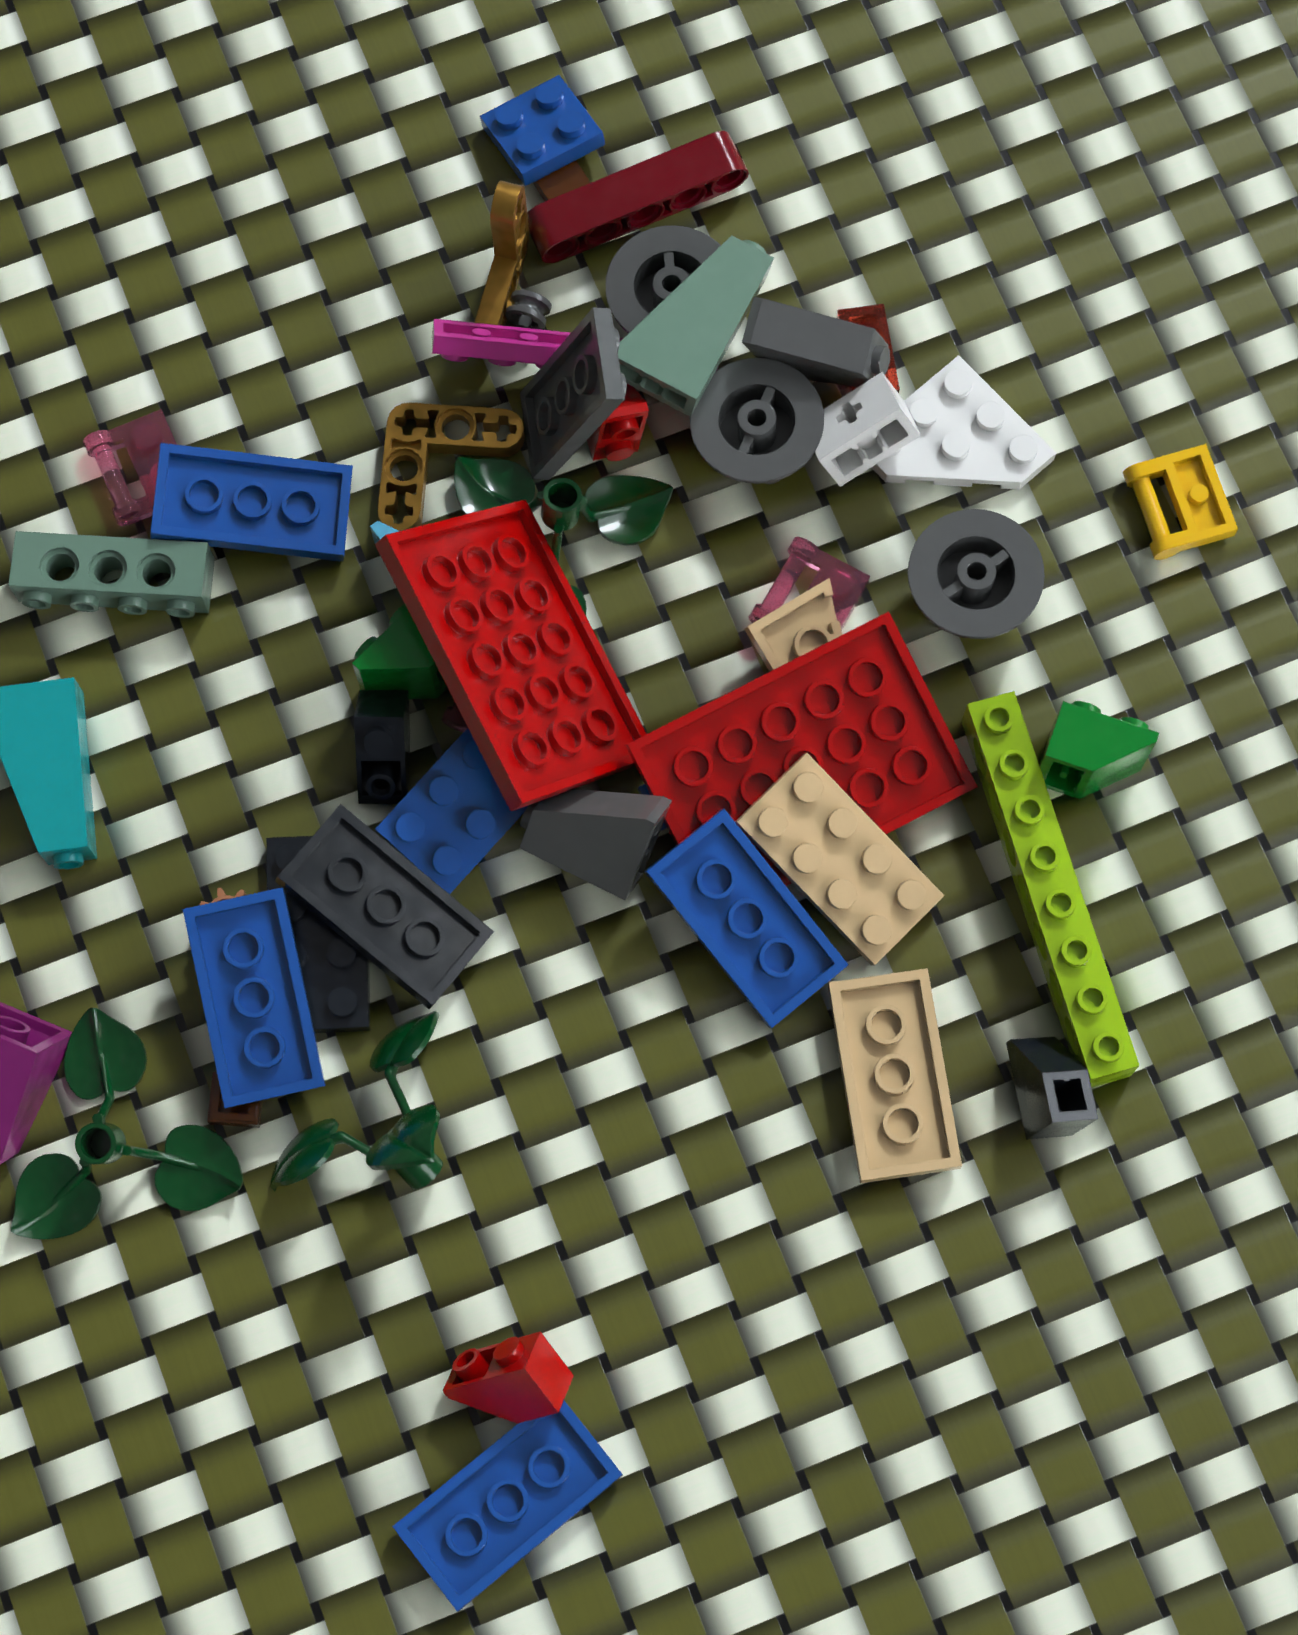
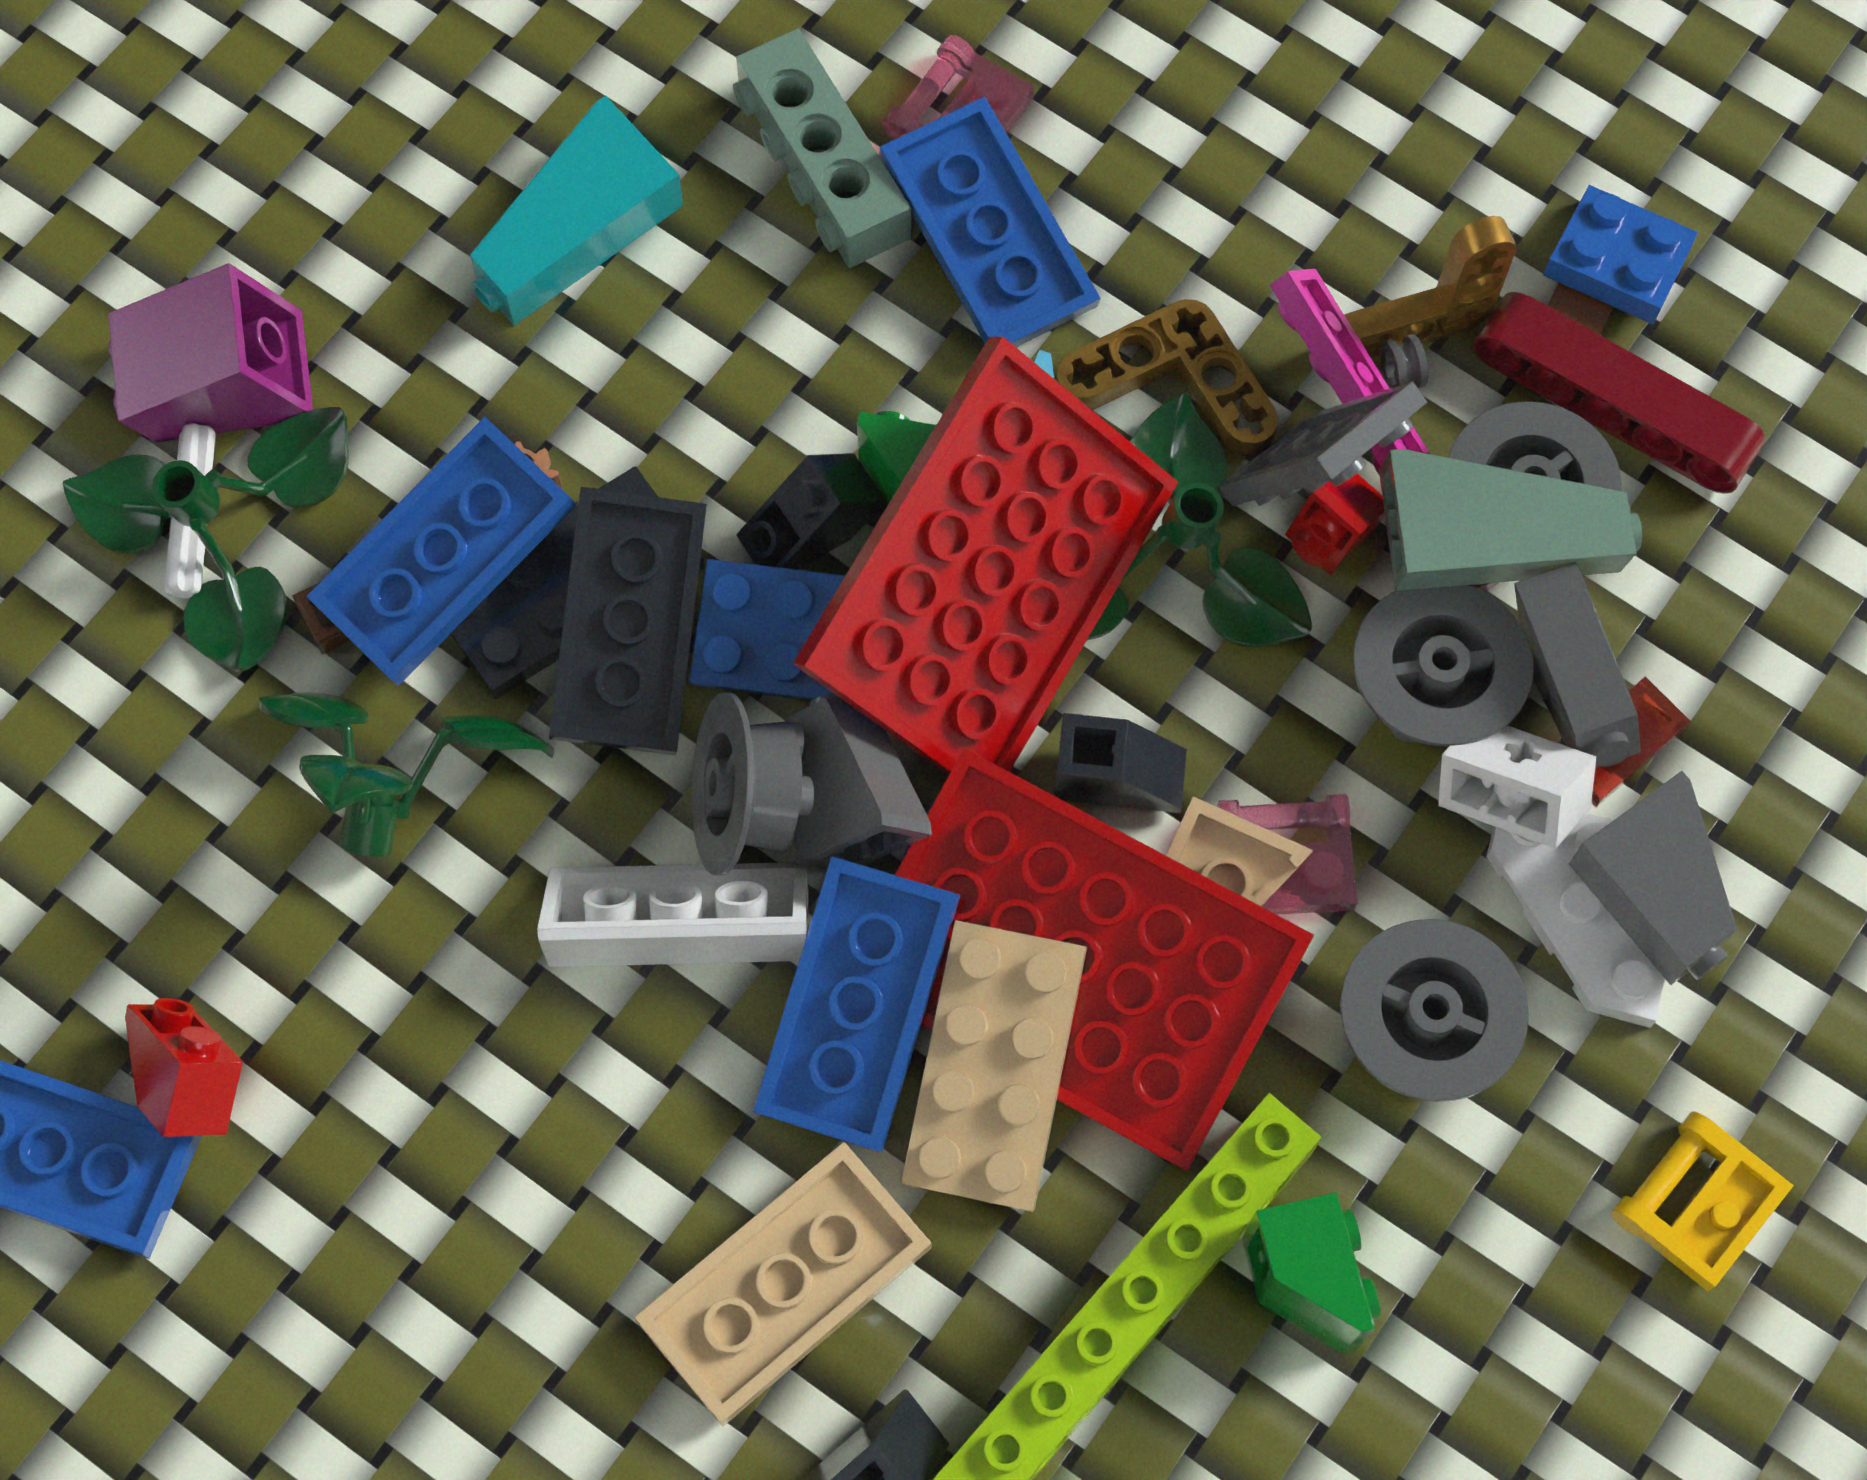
camera: 55 degrees right, 5 degrees down
(120, 1175) = (185, 548): none -> white axle
(554, 900) = (746, 784): none -> dark grey piece
(604, 996) = (674, 915): none -> white slope
(687, 662) = (1118, 765): none -> black slope
(980, 388) = (1662, 881): none -> dark grey slope

